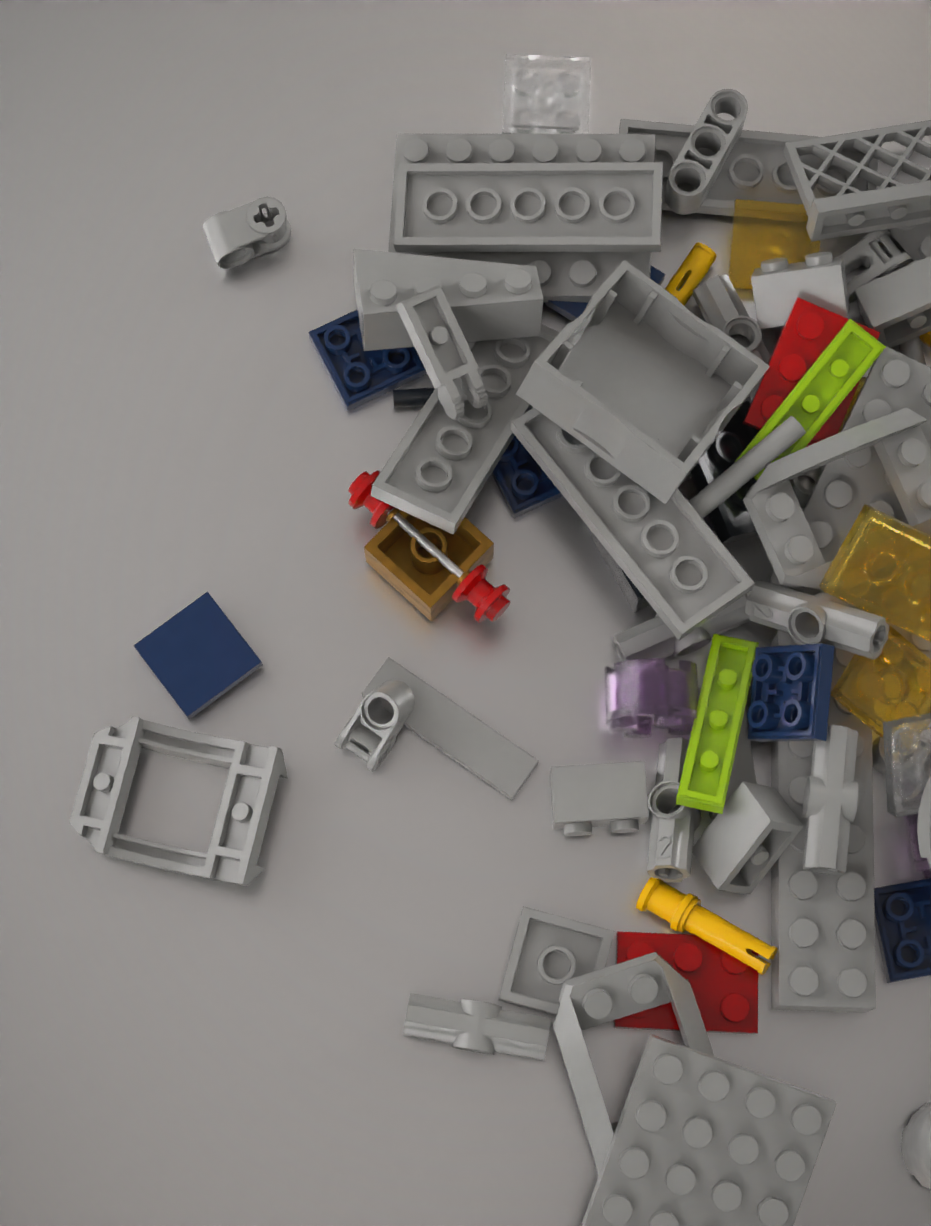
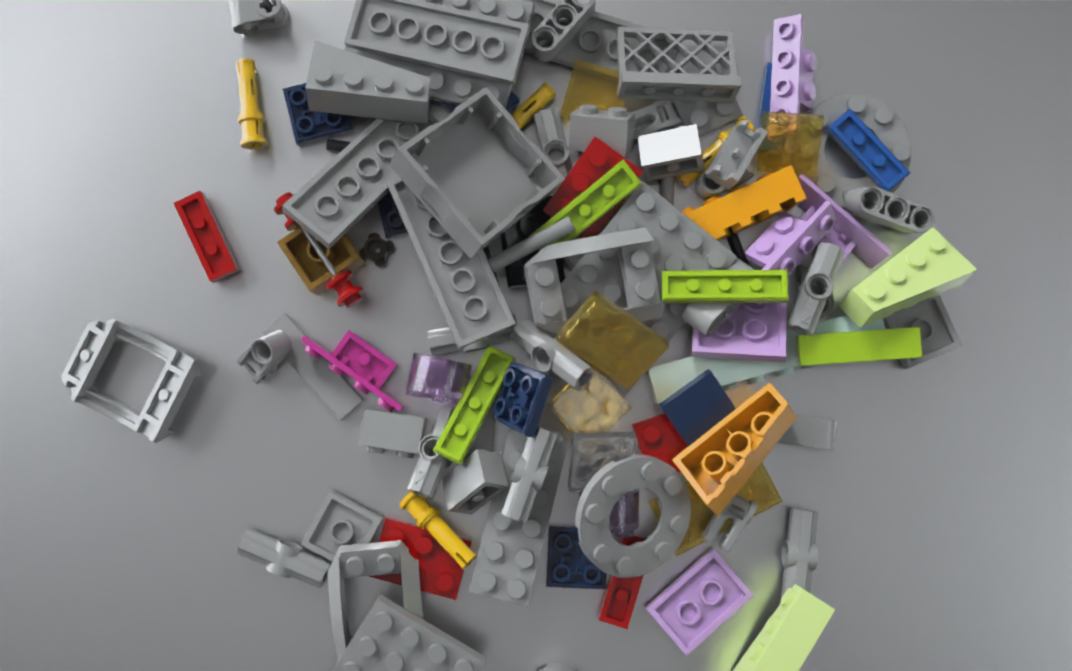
camera: 15 degrees right, 10 degrees up
(198, 655) = (165, 286): dark blue tile -> none
(244, 569) = (206, 236): none -> red plate
(271, 381) = (251, 117): none -> yellow pin
(443, 350) = (350, 121): light grey hinge -> none
(515, 526) = (374, 241): none -> dark brown plate
(525, 704) = (360, 362): none -> dark pink bracket

